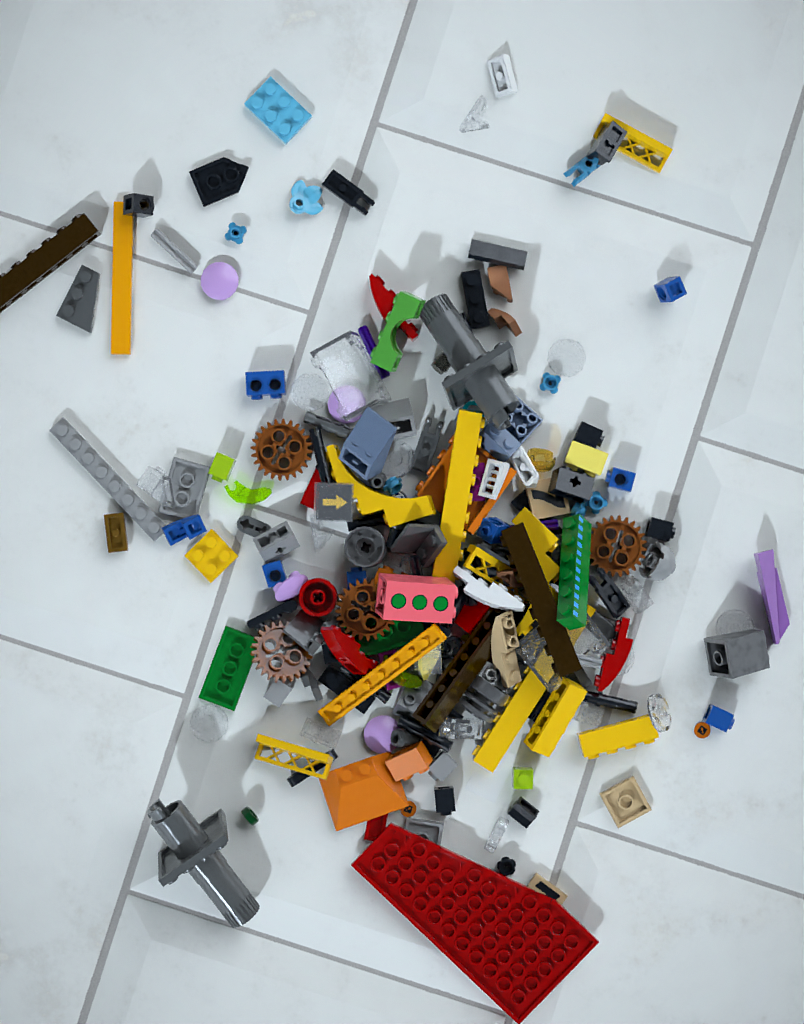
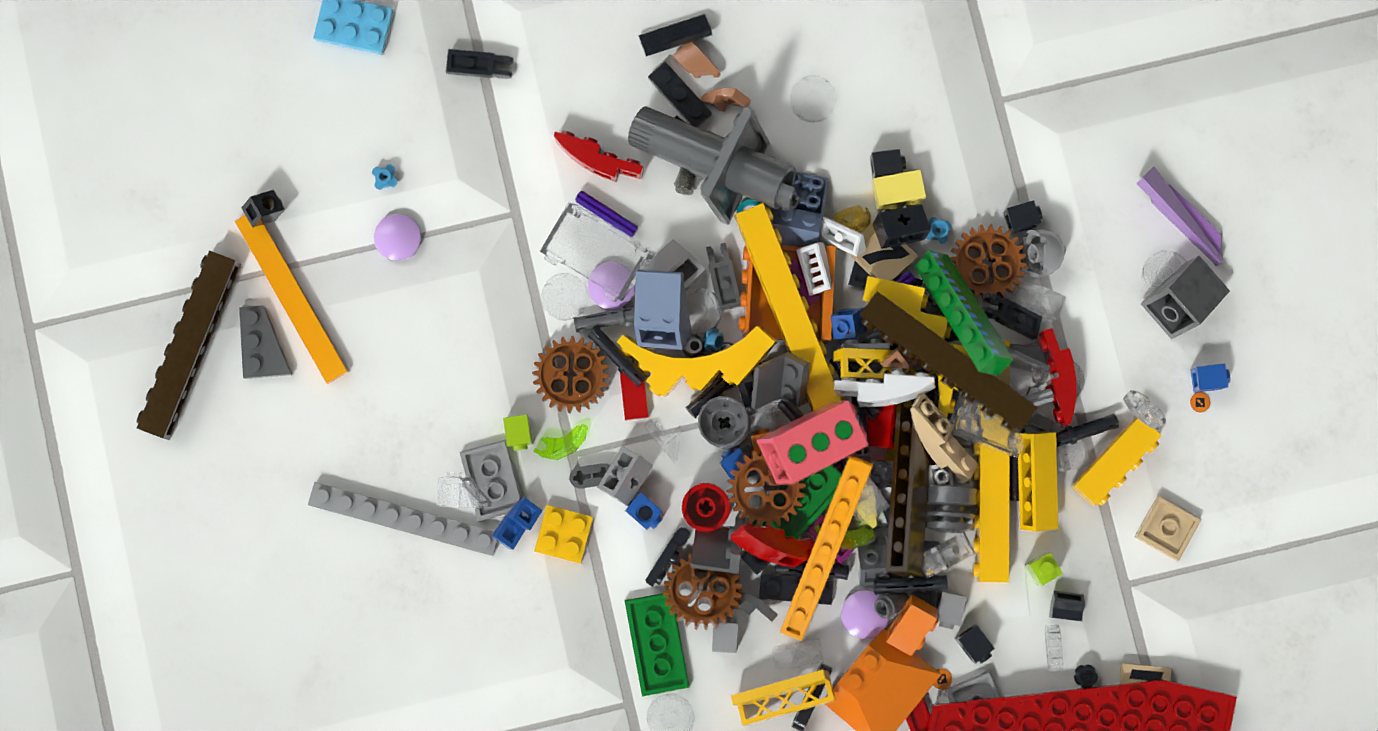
camera: 30 degrees left, 5 degrees down
(116, 532) = (445, 571): pearl gold plate -> none
(174, 251) = (330, 234): light grey axle -> none
(218, 180) = (333, 133): black tile -> none
(265, 378) = (508, 310): blue brick -> none
(290, 587) = (669, 515): lavender dish -> none
(307, 196) = (437, 94): medium azure plate -> none
(333, 502) = (661, 395): clear tile -> none
(387, 353) = (621, 204): bright green arch -> none
(554, 379) = (815, 128): dark azure plate -> none
(578, 509) = (924, 246): dark azure plate -> none
(628, 479) = (958, 185): blue brick -> none

